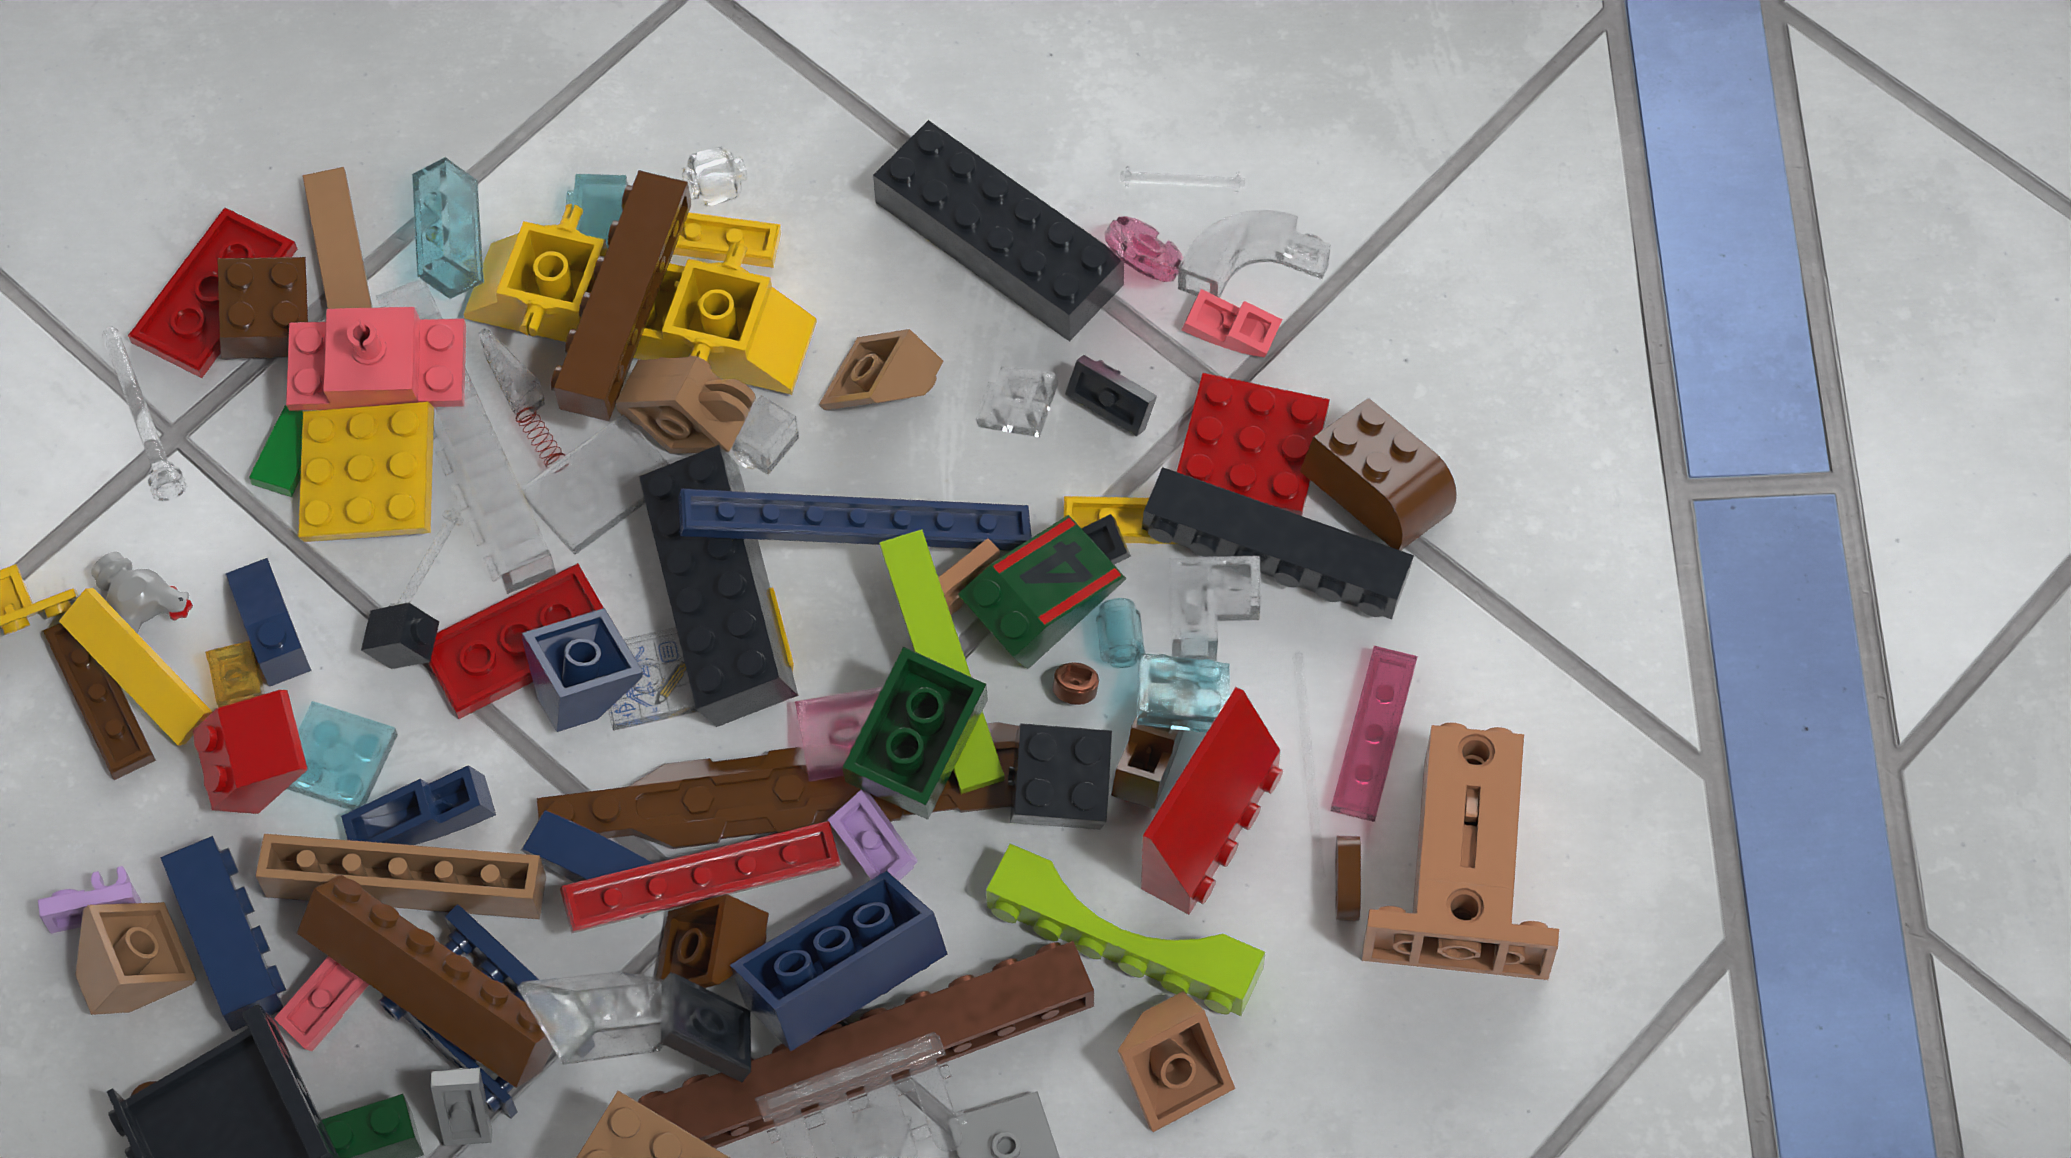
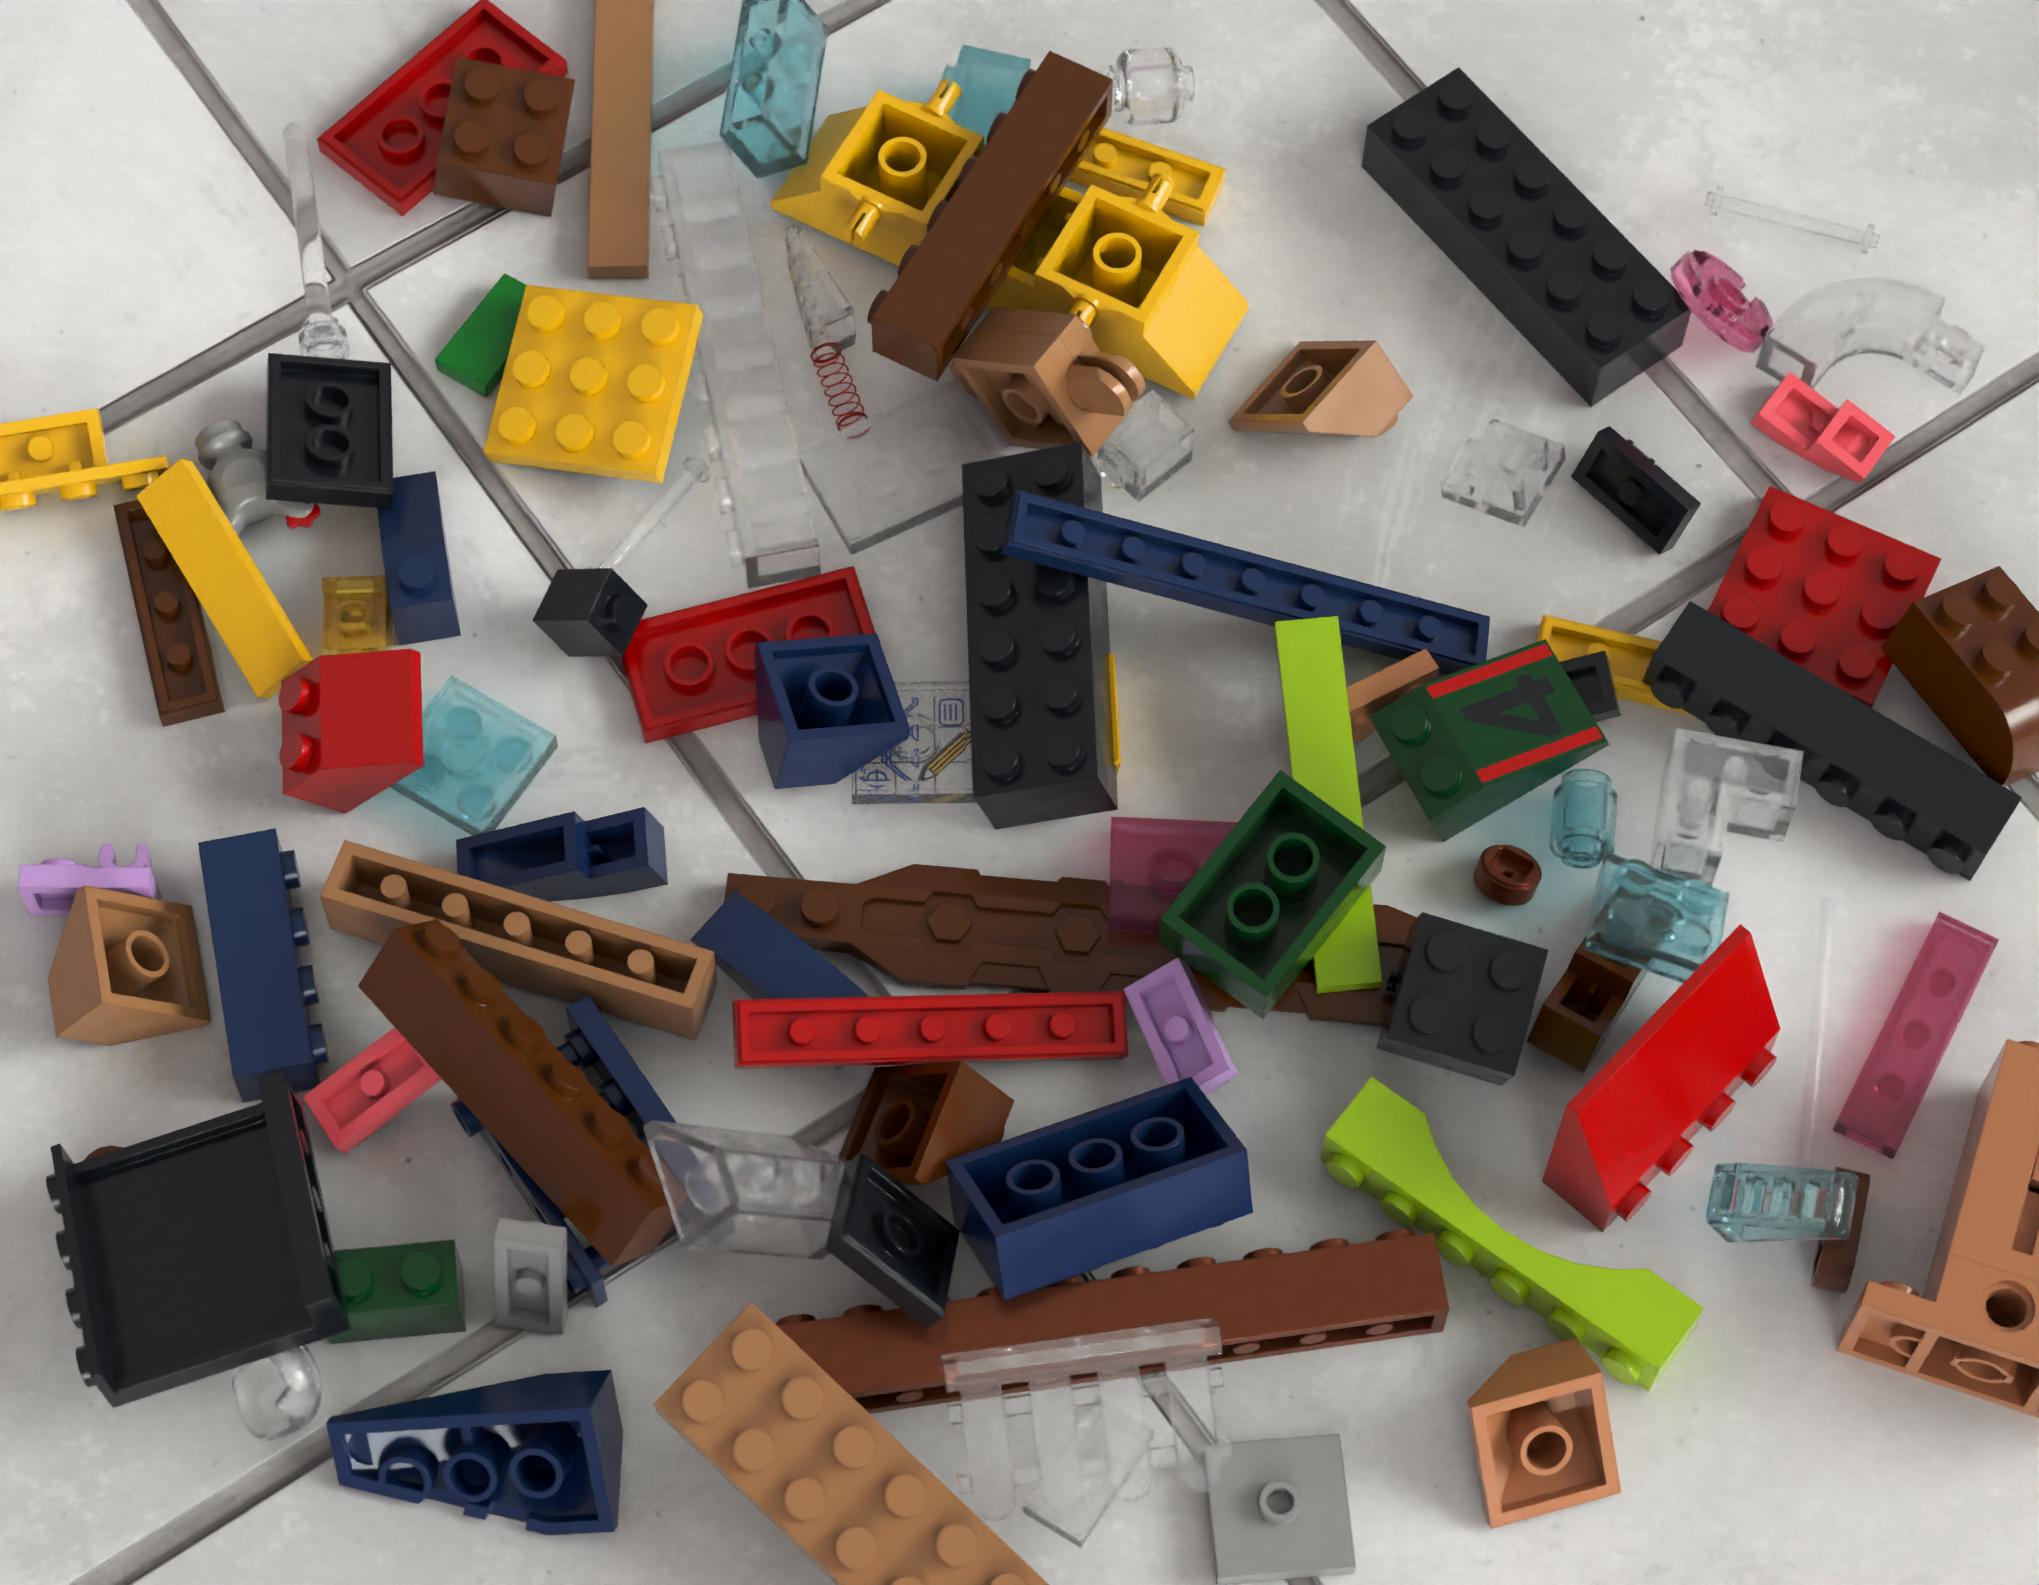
camera: 10 degrees right, 0 degrees up
(185, 545) = (329, 431): none -> black tile
(375, 360) = (639, 234): coral brick -> none
(1275, 869) = (1740, 1194): none -> clear light blue slope

